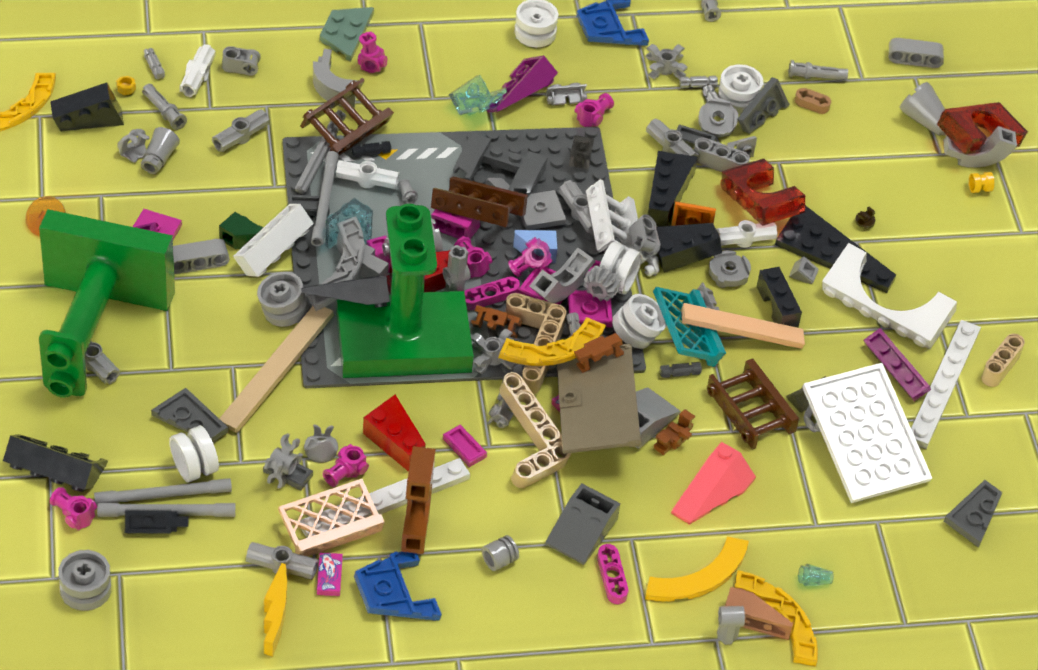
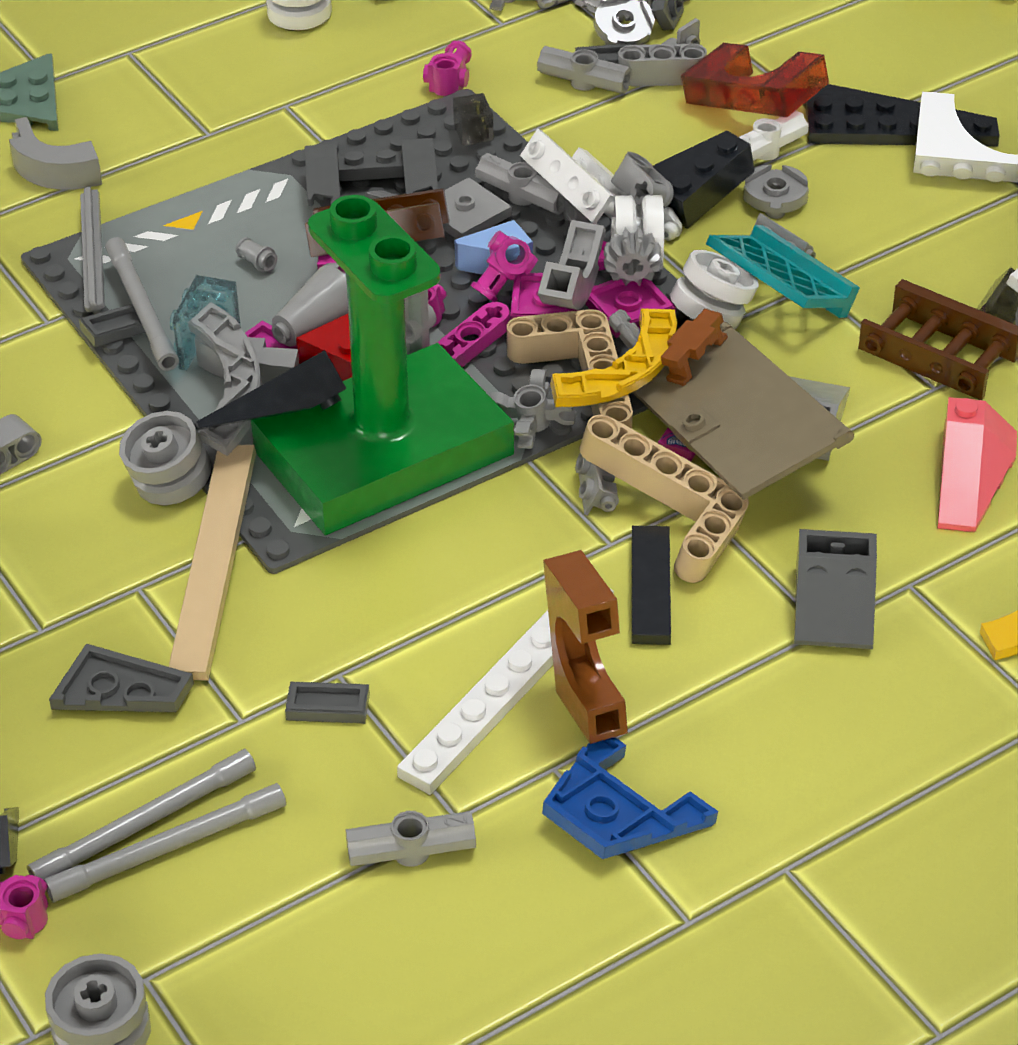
camera: 20 degrees left, 5 degrees down
(153, 521) = (157, 868): black hinge -> none
(194, 453) = (166, 732): white wheel -> none
(238, 230) = (41, 395): dark green slope -> none
(273, 240) = (98, 385): white brick -> none
(275, 607) = (450, 913): yellow slope -> none
(283, 461) = (320, 684): light grey pin -> none
(321, 446) = (356, 645): light grey piece -> none
(329, 574) = (499, 828): tile -> none
(334, 537) = (480, 755): light nougat fence -> none
(349, 464) = (421, 651): dark pink connector -> none
(351, 137) = (127, 213): reddish brown fence -> none
(367, 174) = (183, 252): white piece -> none
(371, 149) = (165, 221): black axle -> none
(372, 56) = (86, 102): dark pink connector -> none
(393, 431) = (464, 578): red wedge -> none
(464, 445) = (558, 543): dark pink tile -> none
(475, 96) = (269, 109): clear light blue bracket -> none
(493, 478) = (651, 585): none -> black tile
(495, 318) = (506, 362): dark orange piece -> none
(500, 553) = (743, 681): light grey piece -> none
(526, 79) = (329, 65): magenta wedge -> none
(557, 93) = (385, 67): light grey hinge -> none
(610, 582) = (927, 658): dark pink beam -> none
(669, 183) = (615, 114): black wedge -> none
(675, 433) = (866, 417): dark orange piece -> none
(681, 369) = (807, 336): dark grey axle -> none
(692, 214) = (679, 134): orange slope -> none
(742, 325) = (854, 246): light nougat tile -> none
(775, 288) = (894, 207): black arch -> none
(804, 271) = (872, 157): light grey slope -> none
(866, 219) = (903, 70): dark brown plate -> none

